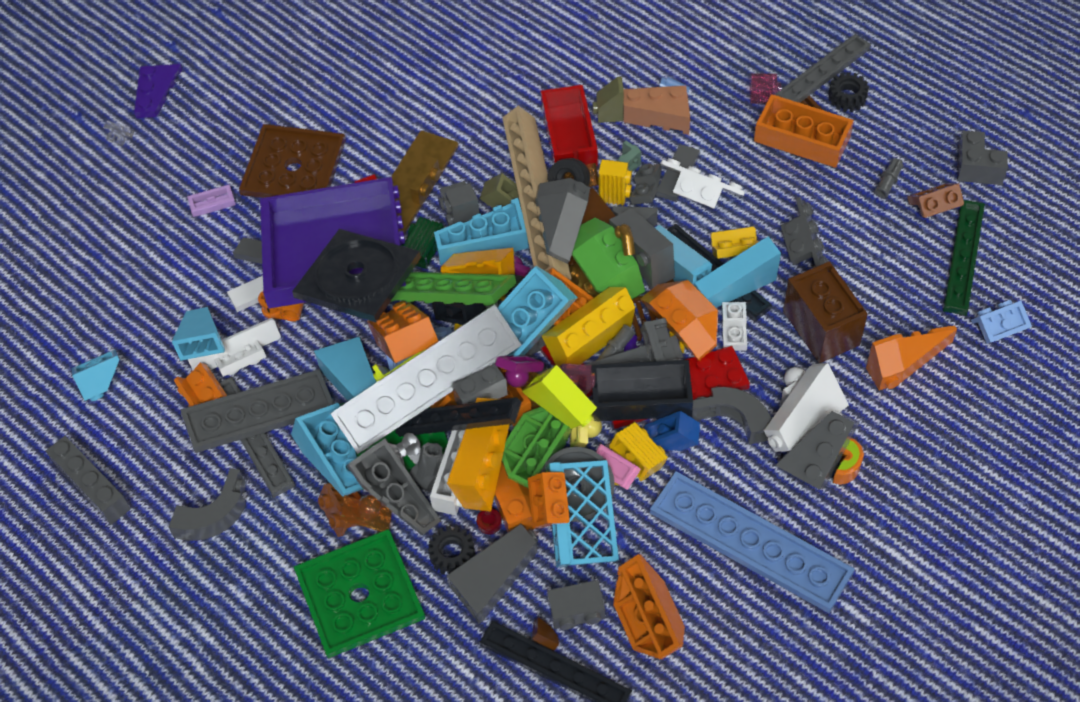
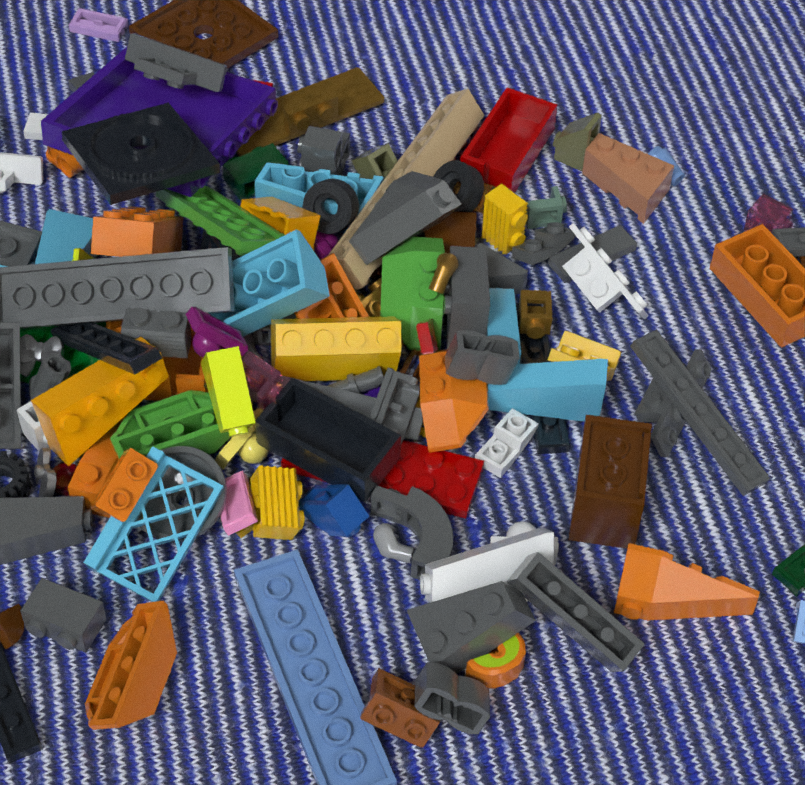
camera: 30 degrees right, 5 degrees down
(311, 199) = (174, 64): none -> dark grey bracket
(474, 524) = (44, 475): none -> flat silver piece
(506, 224) = (345, 198): none -> black tyre
(640, 287) = (426, 336): none -> red tile
(687, 231) = (535, 320): none -> pearl gold brick
(696, 280) = (481, 357): none -> dark grey brick
(722, 433) = (389, 546): none -> light grey arm
(821, 524) = (394, 710): none -> dark orange bracket
(831, 237) = (700, 412): none -> dark grey tile
(845, 499) = (452, 698): none -> dark grey brick
(873, 403) = (575, 612): none -> dark grey brick

